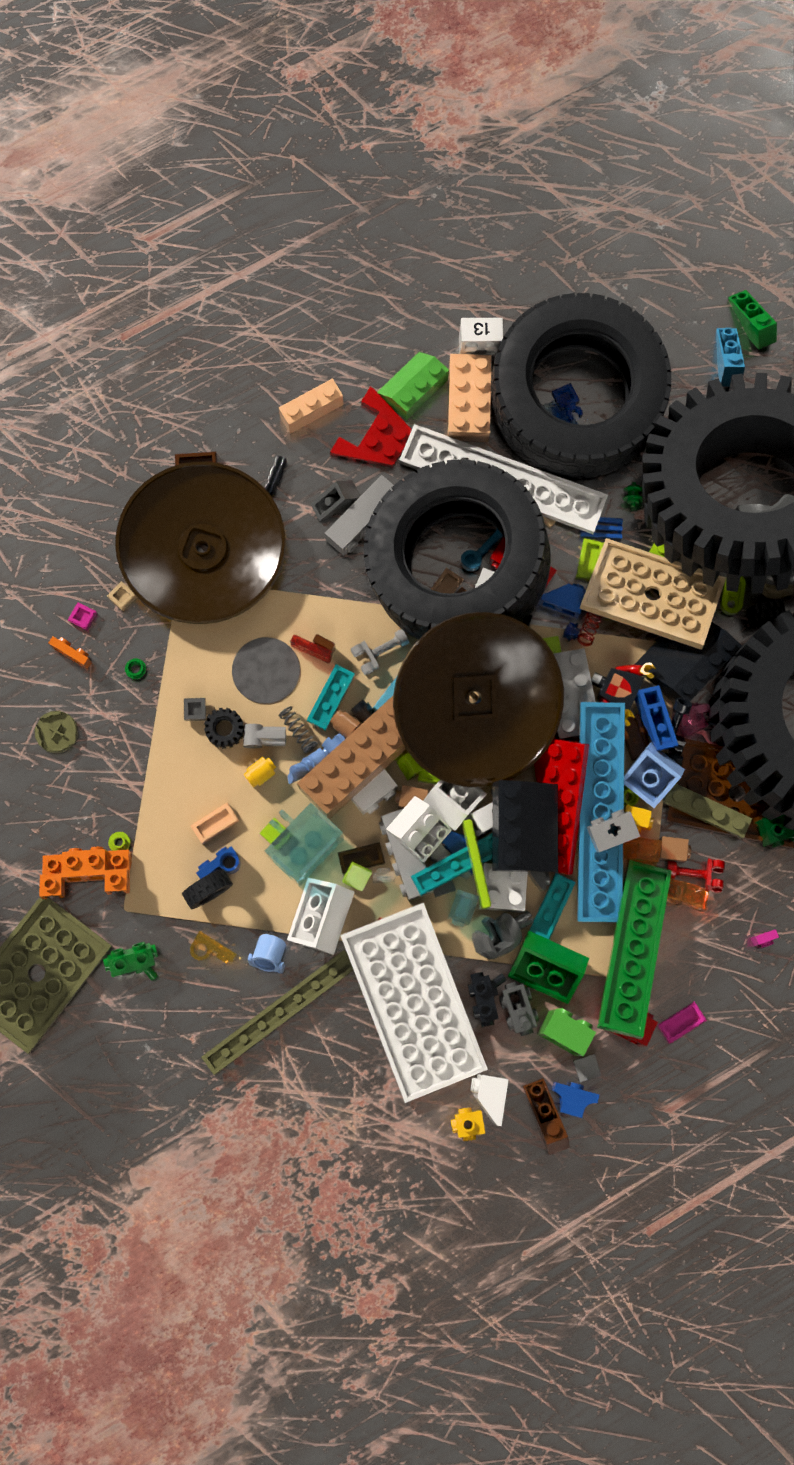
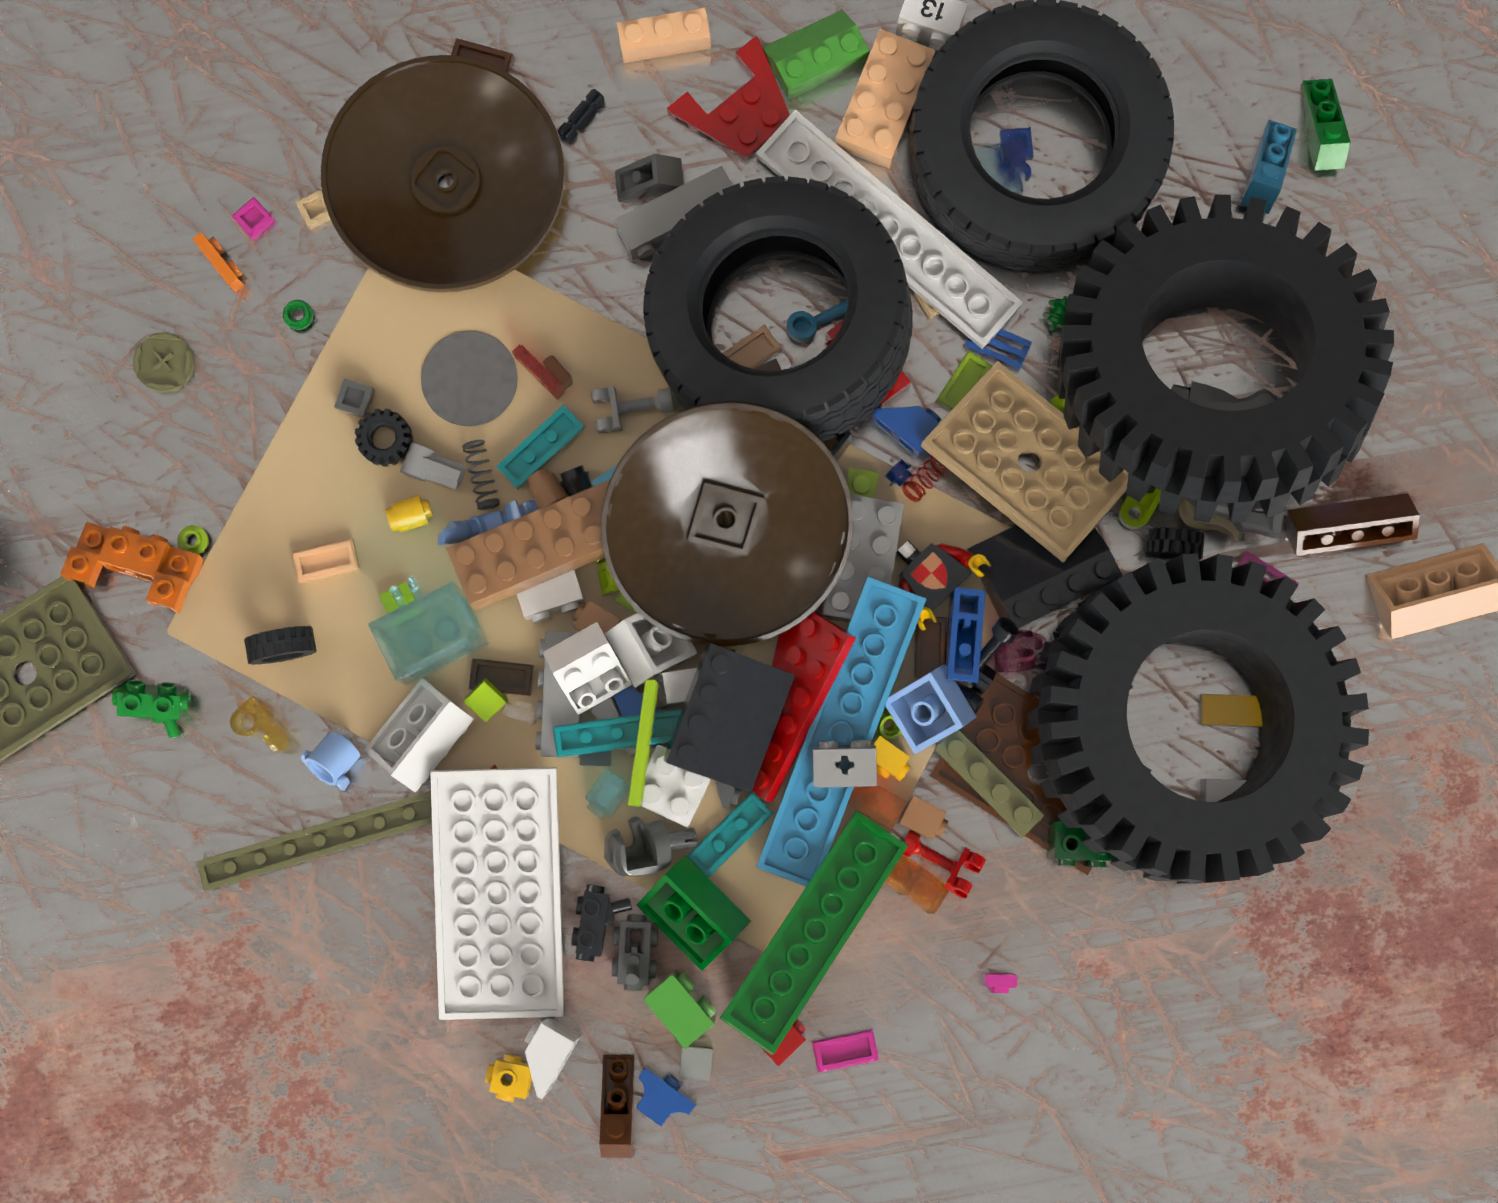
camera: 25 degrees right, 5 degrees up
(216, 864) = (310, 616): blue plate -> none

